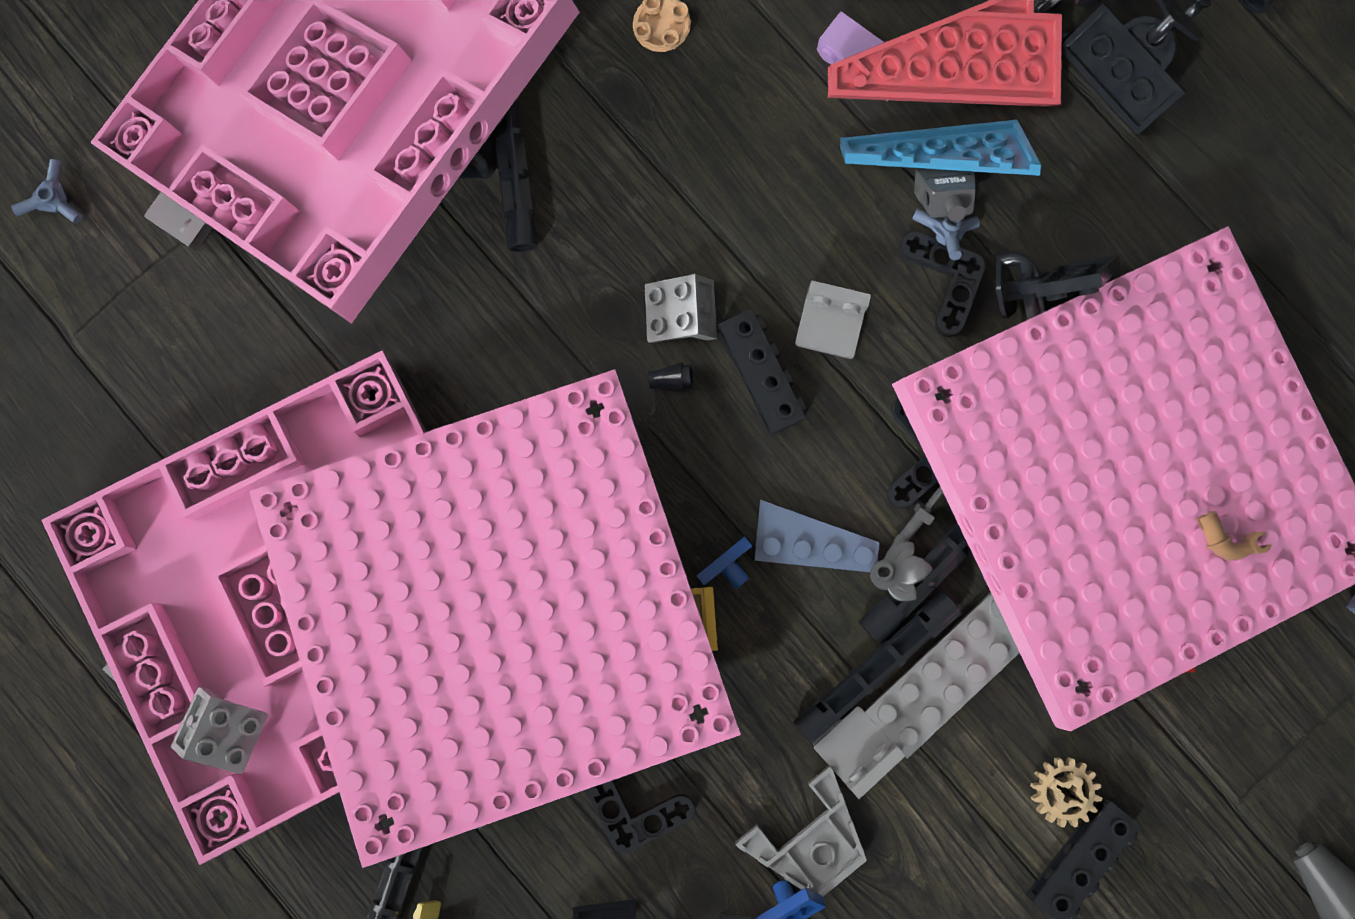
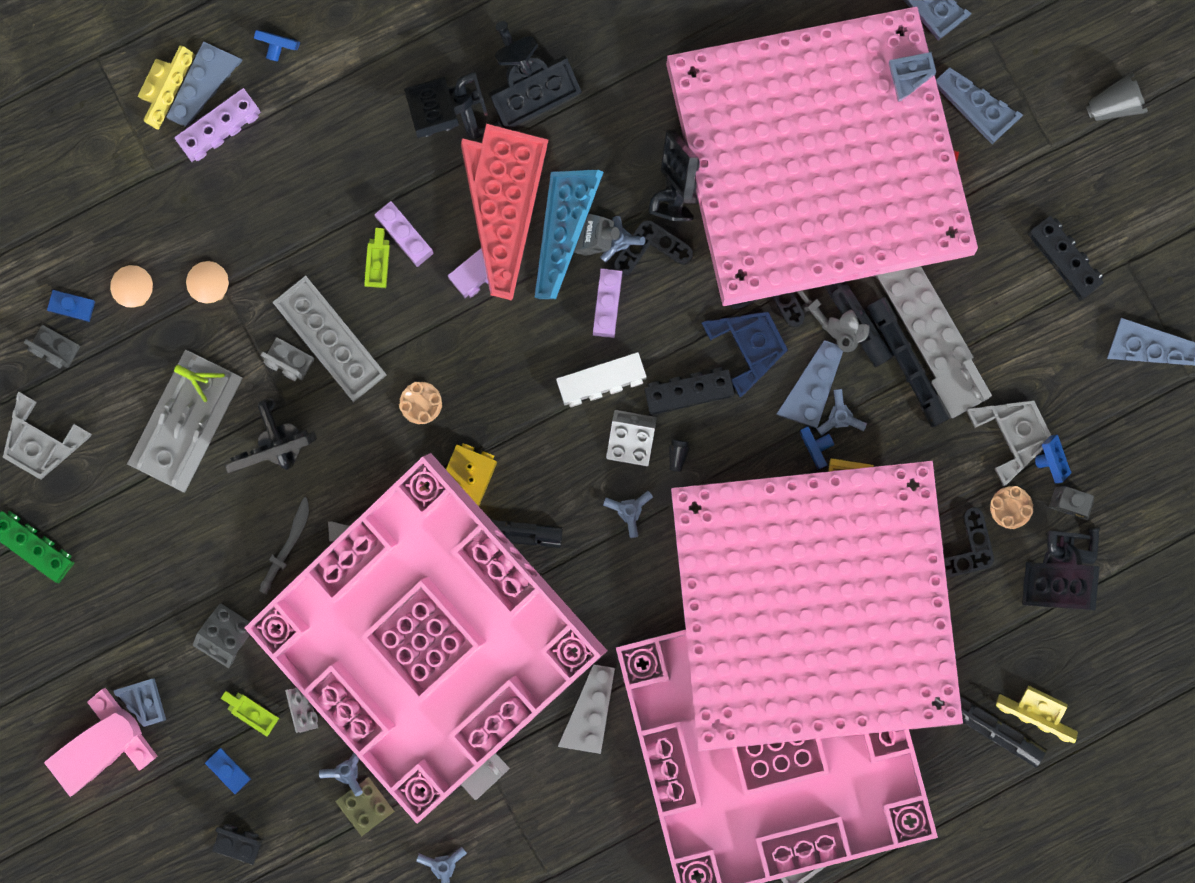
camera: 80 degrees left, 0 degrees up
(105, 74) = (366, 809): none -> olive hinge
(146, 41) = (345, 773): none -> sand blue piece
(218, 732) = (852, 807): light grey bracket -> none
(289, 342) = (589, 716): none -> light grey wing
(570, 104) = (480, 472): none -> yellow piece
(580, 330) = (629, 510): none -> sand blue piece
(707, 861) = (1011, 507): none -> light nougat dish
(749, 248) = (601, 379): none -> white brick
(778, 589) = (840, 416): none -> sand blue piece
(832, 319) = (664, 335): light grey bracket -> none
(854, 450) = (757, 341): none -> dark blue wing
(857, 233) = (607, 303): none -> lavender brick
(1058, 801) = (1024, 263): tan gear -> none
(1222, 544) = (879, 119): medium nougat piece -> none
(1264, 689) = (981, 109): none -> sand blue wing
(1301, 575) = (911, 73): none -> sand blue wing

